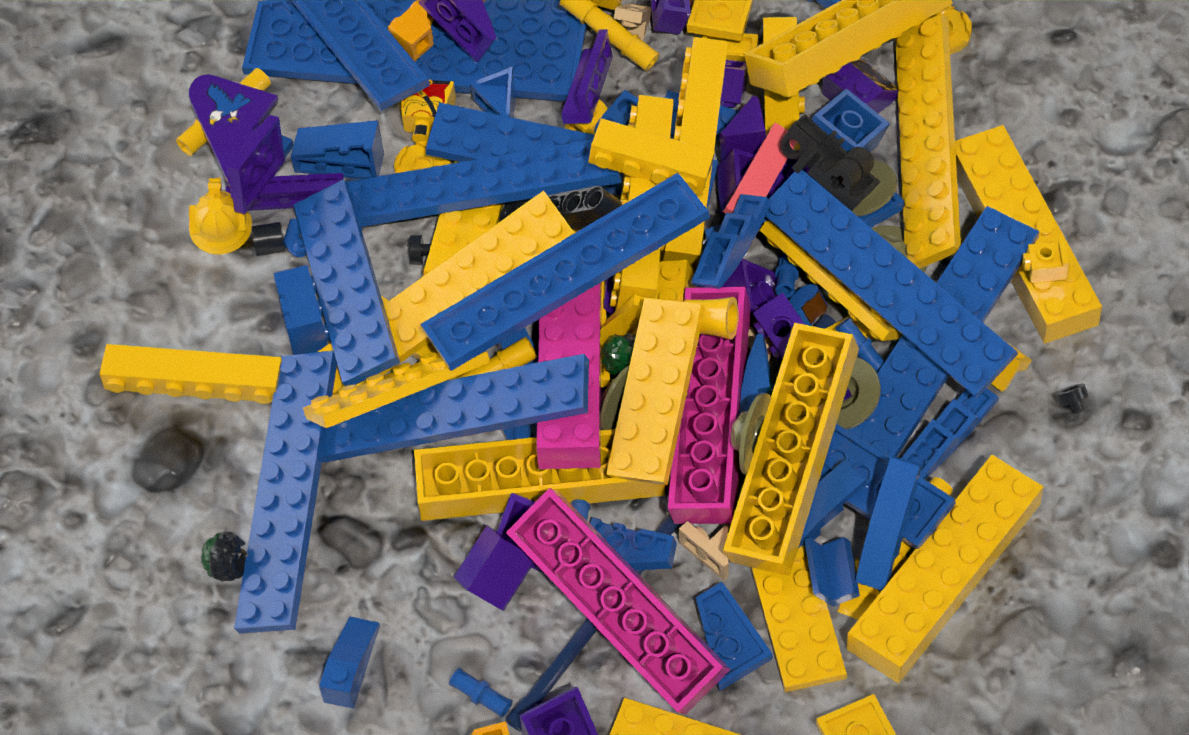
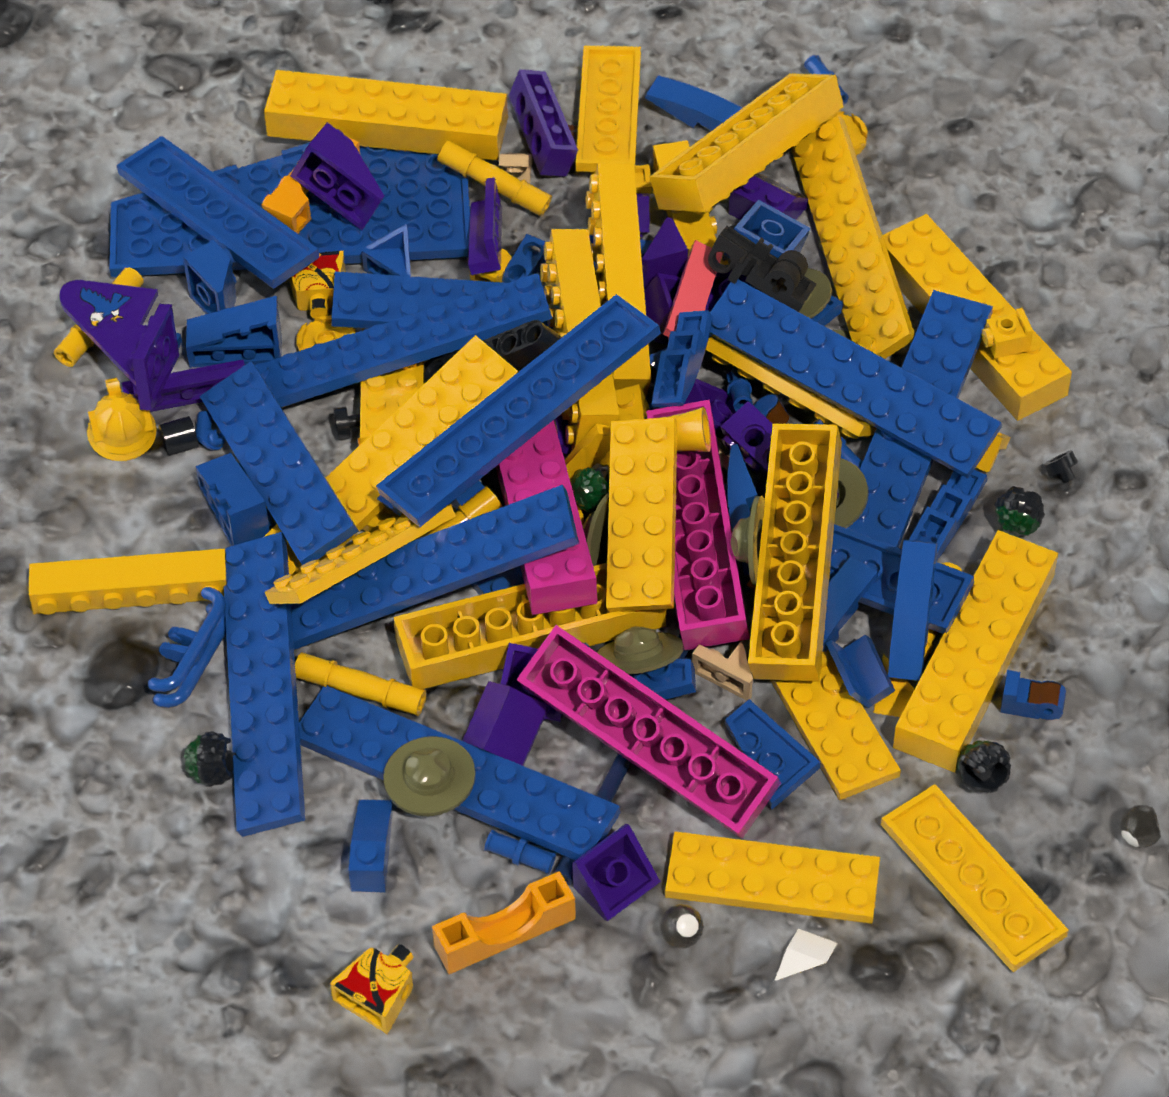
camera: 15 degrees left, 5 degrees down
(235, 454) = (195, 653): none -> blue piece
(329, 91) = (211, 277): none -> blue slope
(374, 506) = (360, 684): none -> yellow piece
(413, 607) = (429, 776): none -> olive hat
(440, 608) = (503, 791): none -> blue plate
(631, 519) = (642, 650): none -> olive hat
(649, 155) = (578, 282): yellow brick -> none
(923, 685) = (984, 766): none -> black piece
(987, 623) = (1032, 697): none -> blue leg
(1019, 438) = (1019, 511): none -> piece

